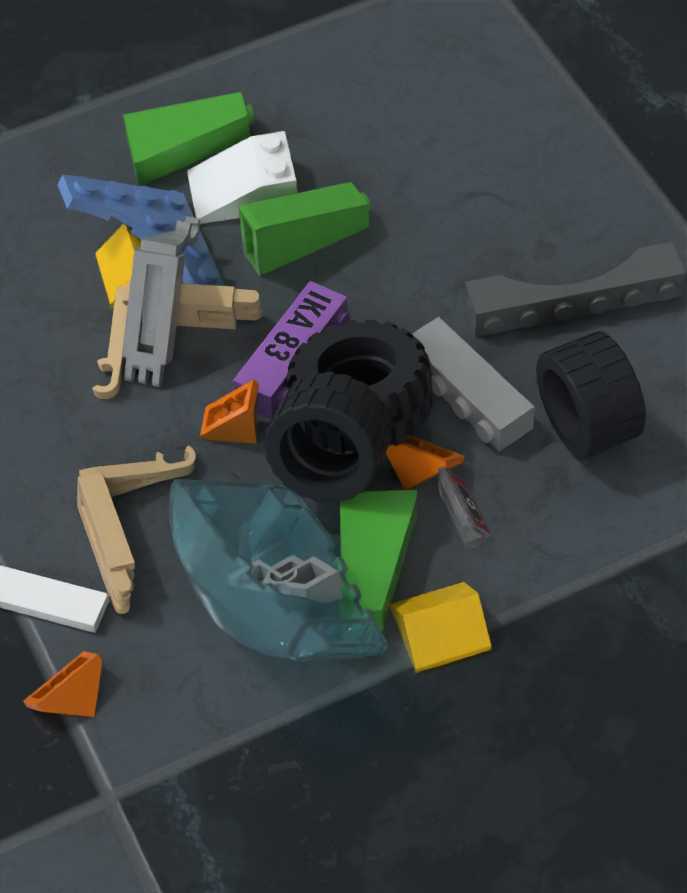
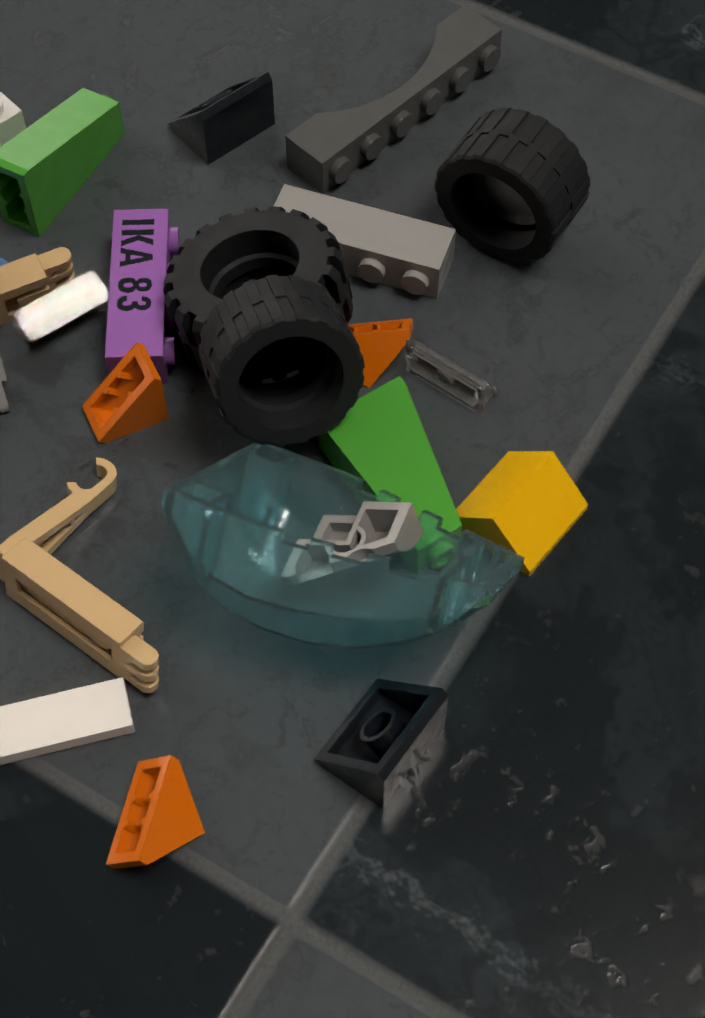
camera: 35 degrees left, 5 degrees up
(232, 331) = (59, 306): none -> clear slope
(240, 722) = (385, 737): none -> black slope
(442, 250) = (227, 118): none -> black slope

